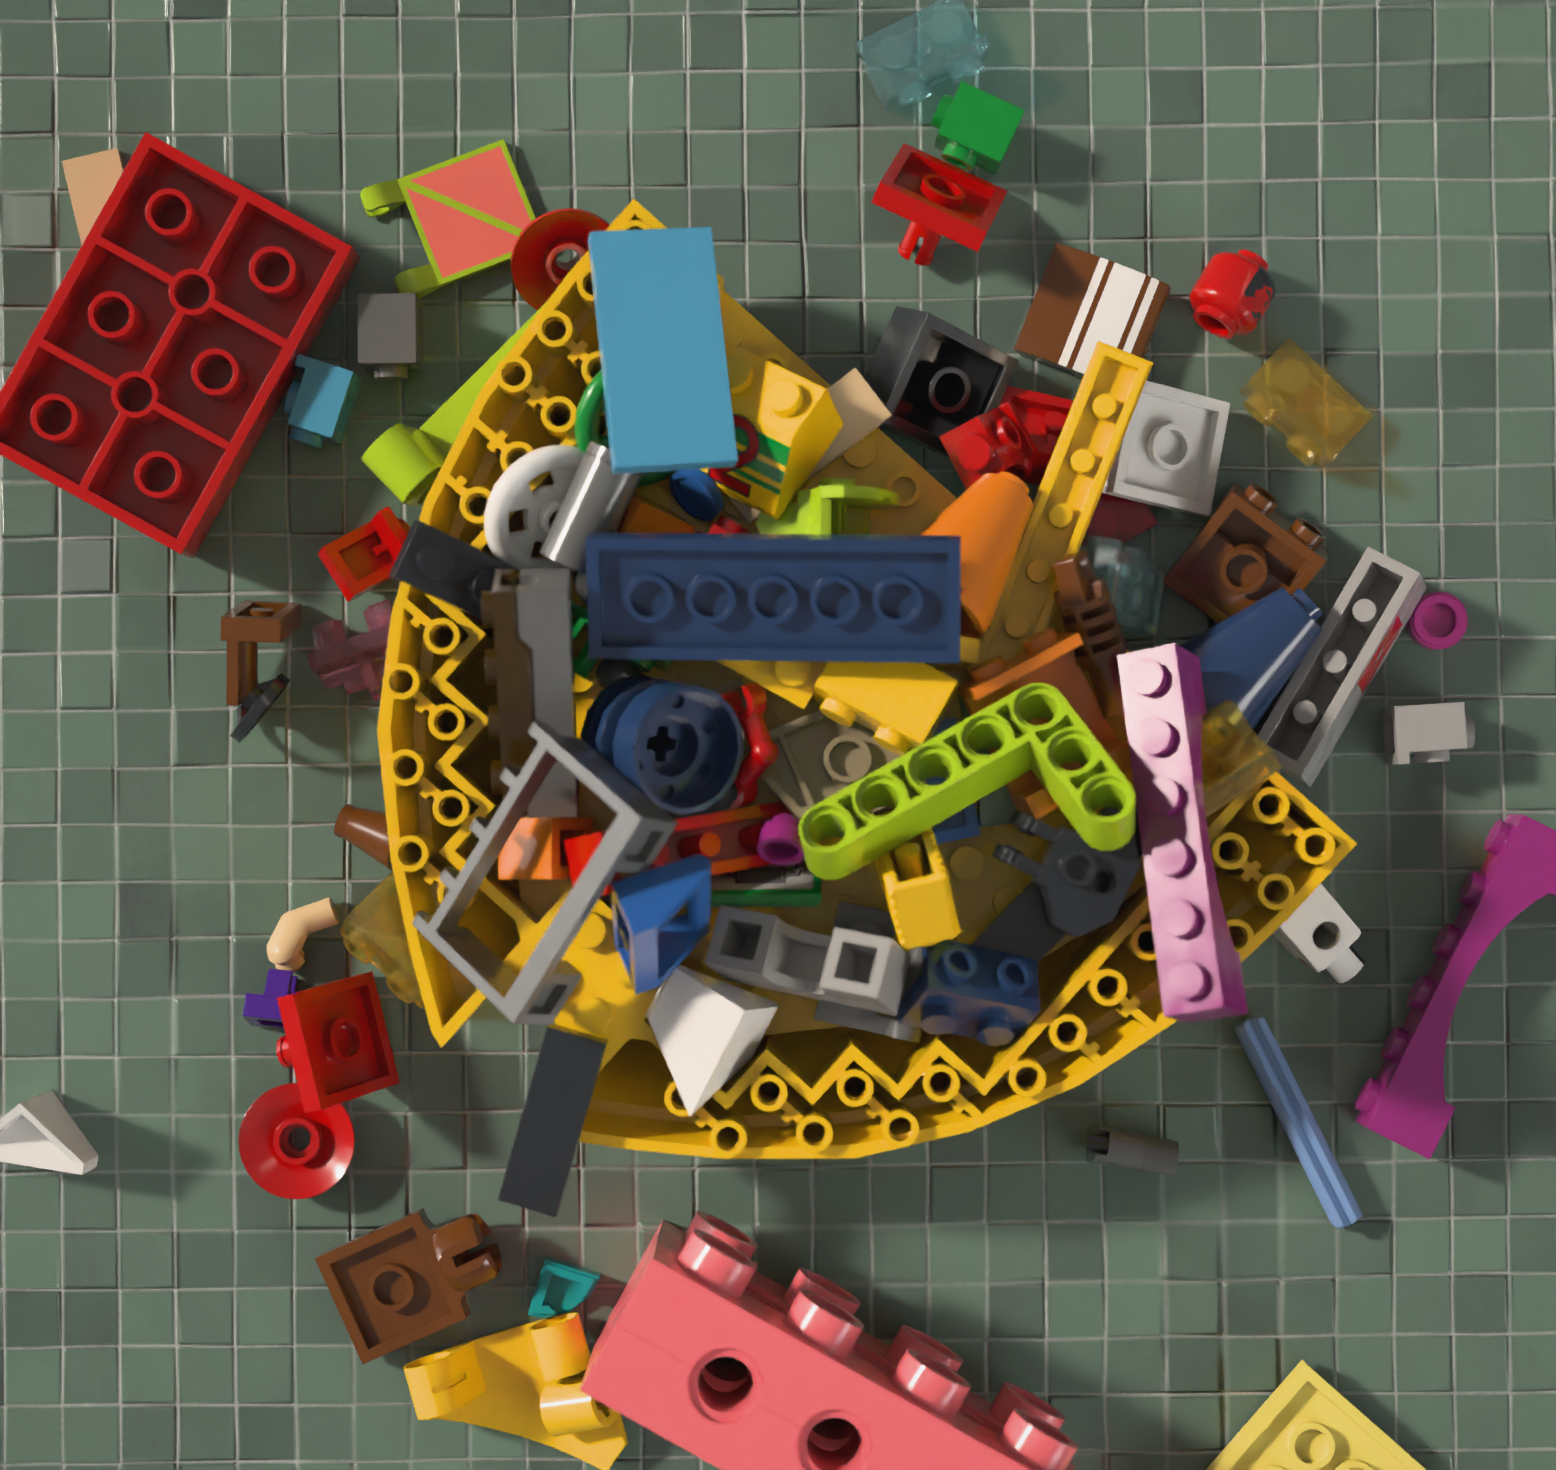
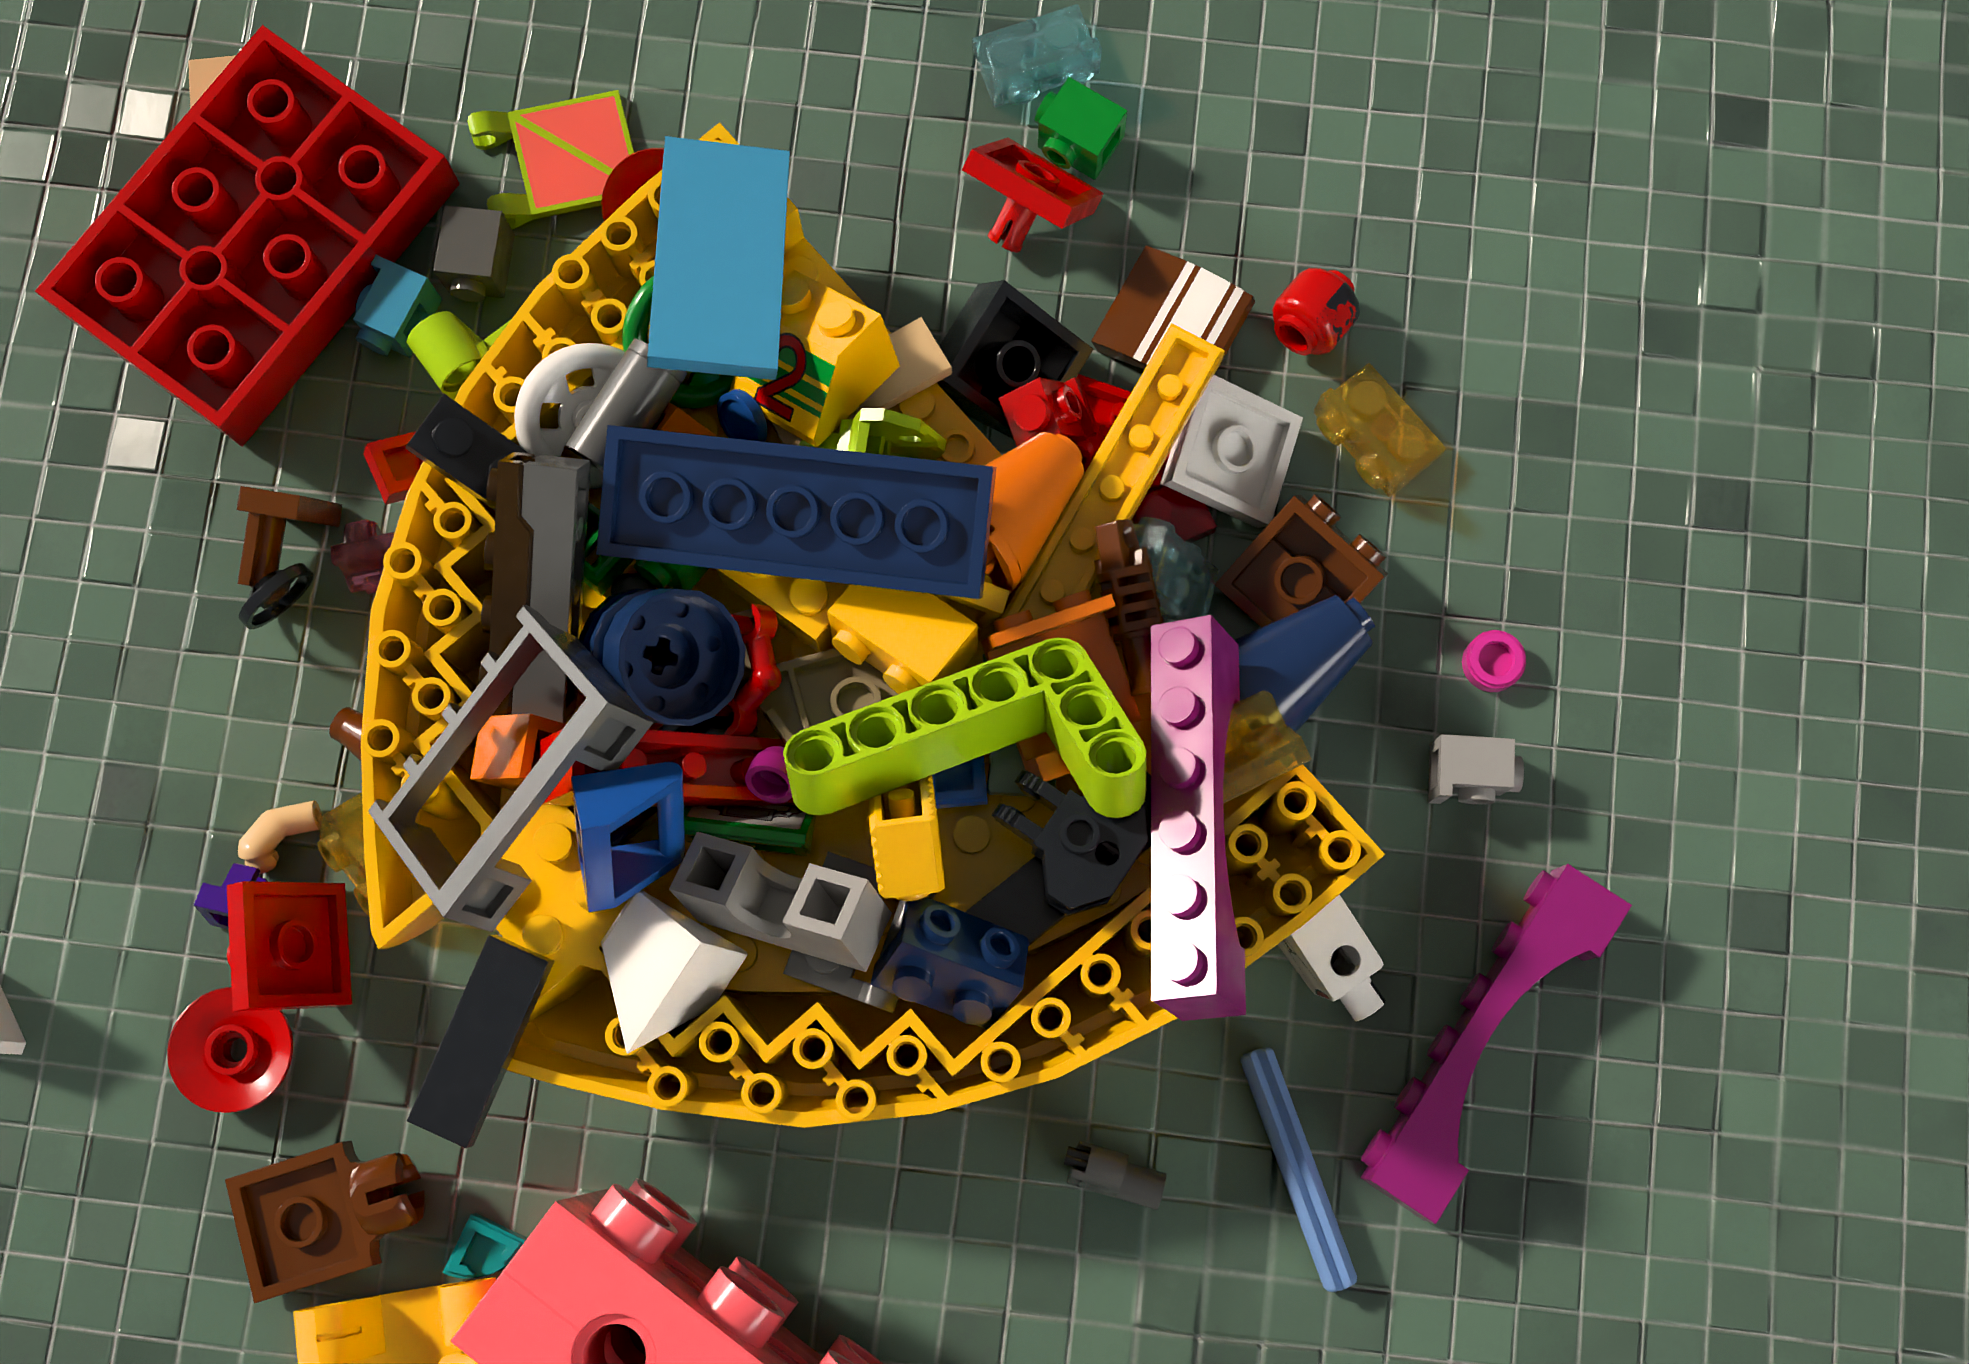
camera: 10 degrees right, 10 degrees down
(1341, 664) = (1392, 684): light grey brick -> none

